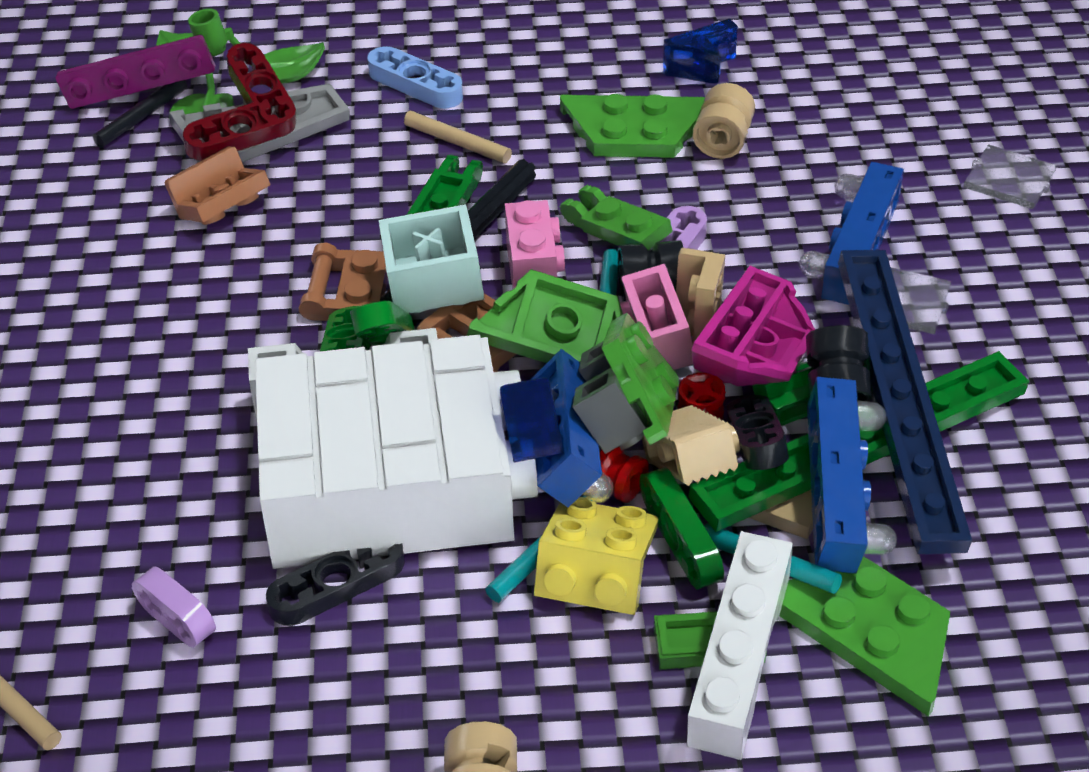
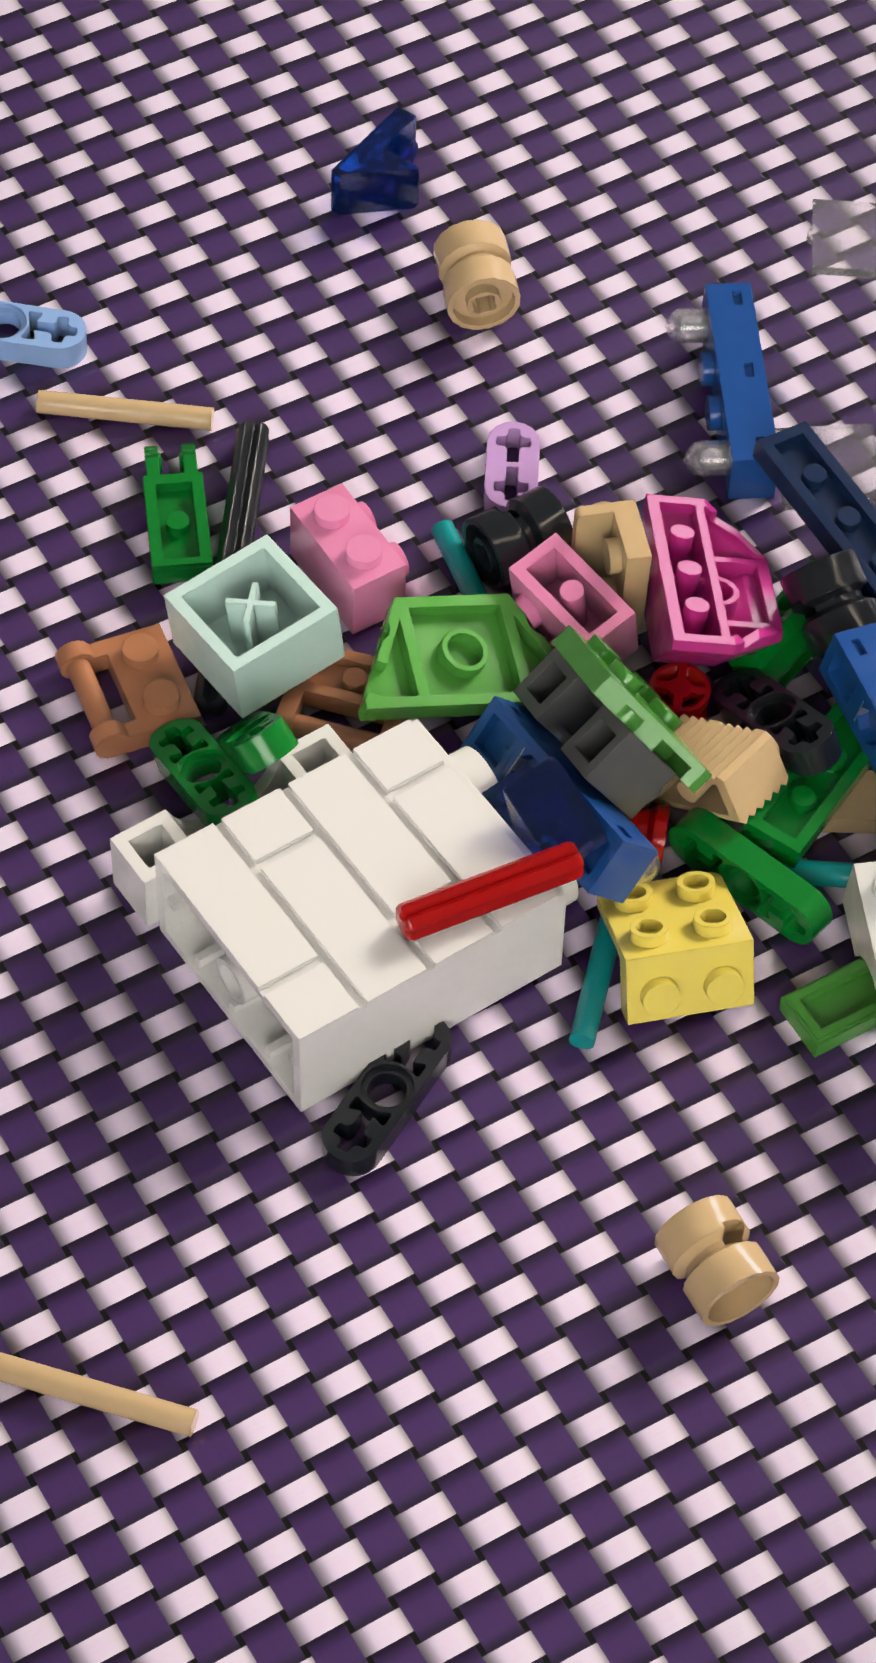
camera: 30 degrees left, 10 degrees up
(173, 606) = (228, 1206): lavender beam -> none
(451, 450) = (489, 891): none -> red axle
(615, 219) = (424, 476): bright green hinge -> none
(632, 124) = (347, 311): bright green wing -> none

